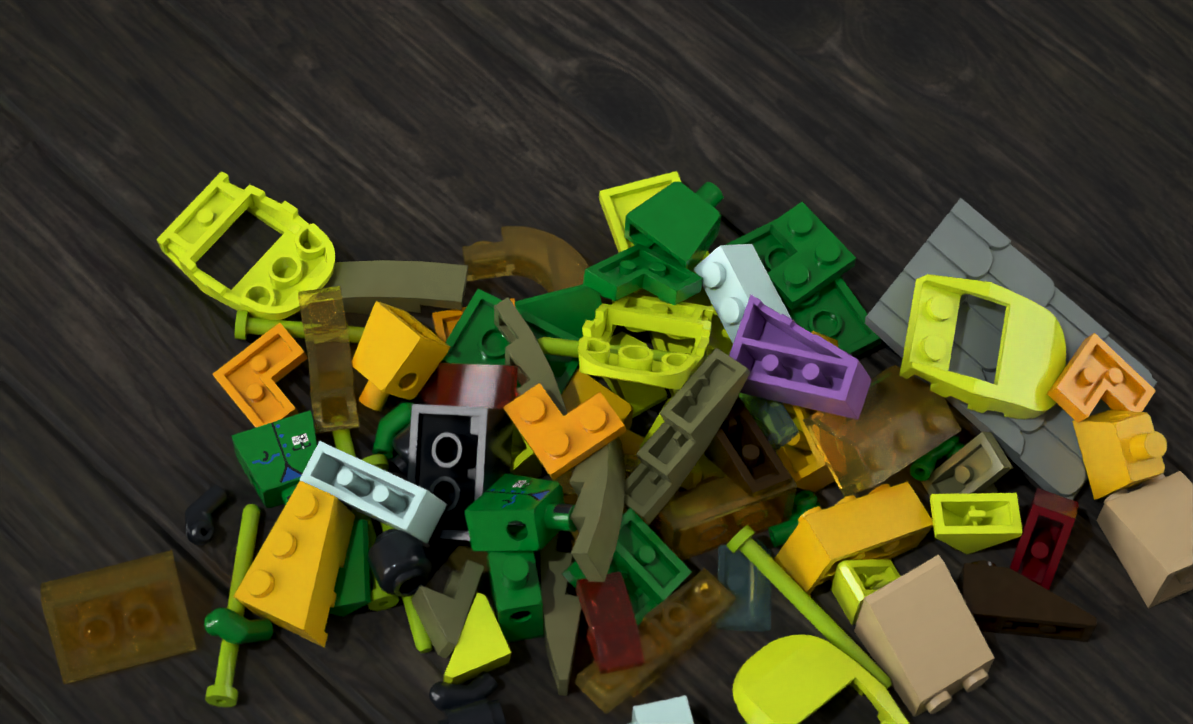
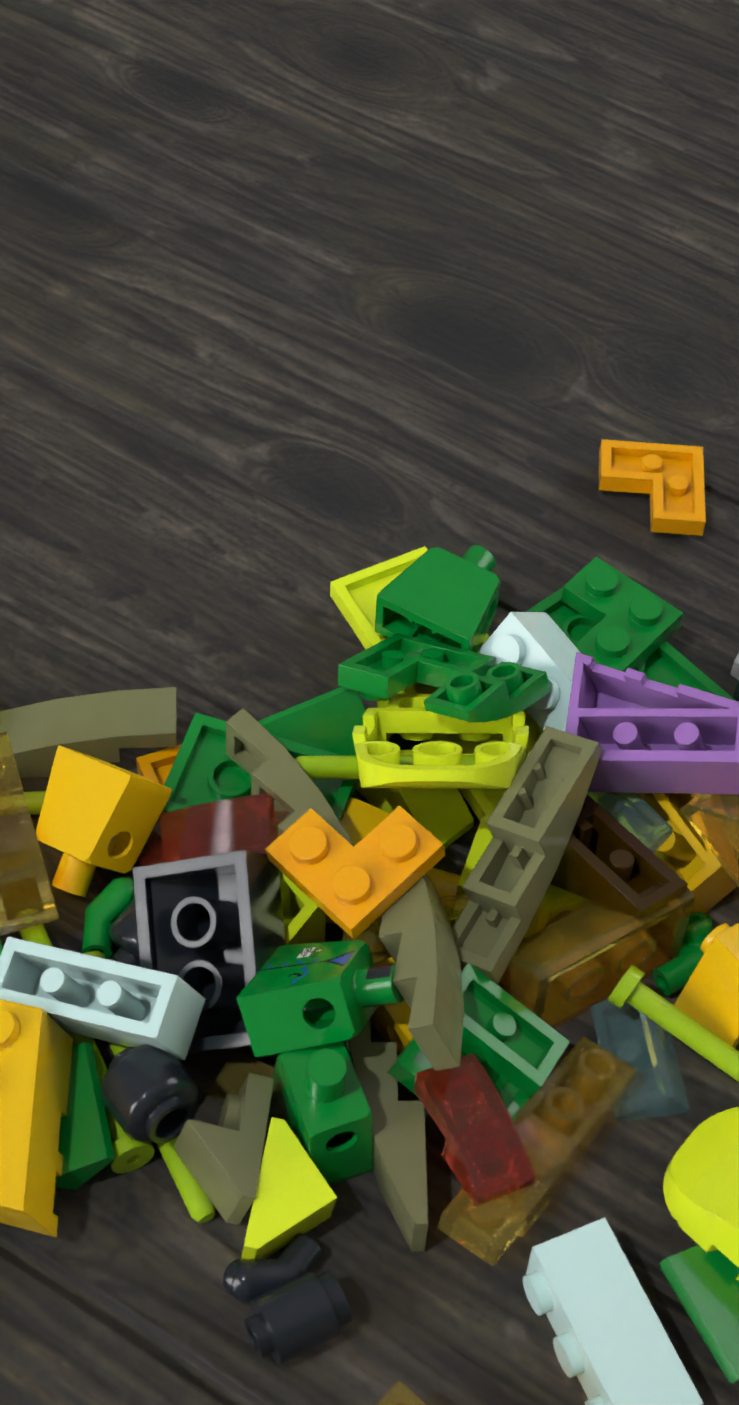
camera: 10 degrees left, 10 degrees down
(526, 254) = (251, 670): clear yellow arch -> none
(689, 312) = (490, 697): none -> green slope
(879, 131) = (667, 473): none -> light orange plate

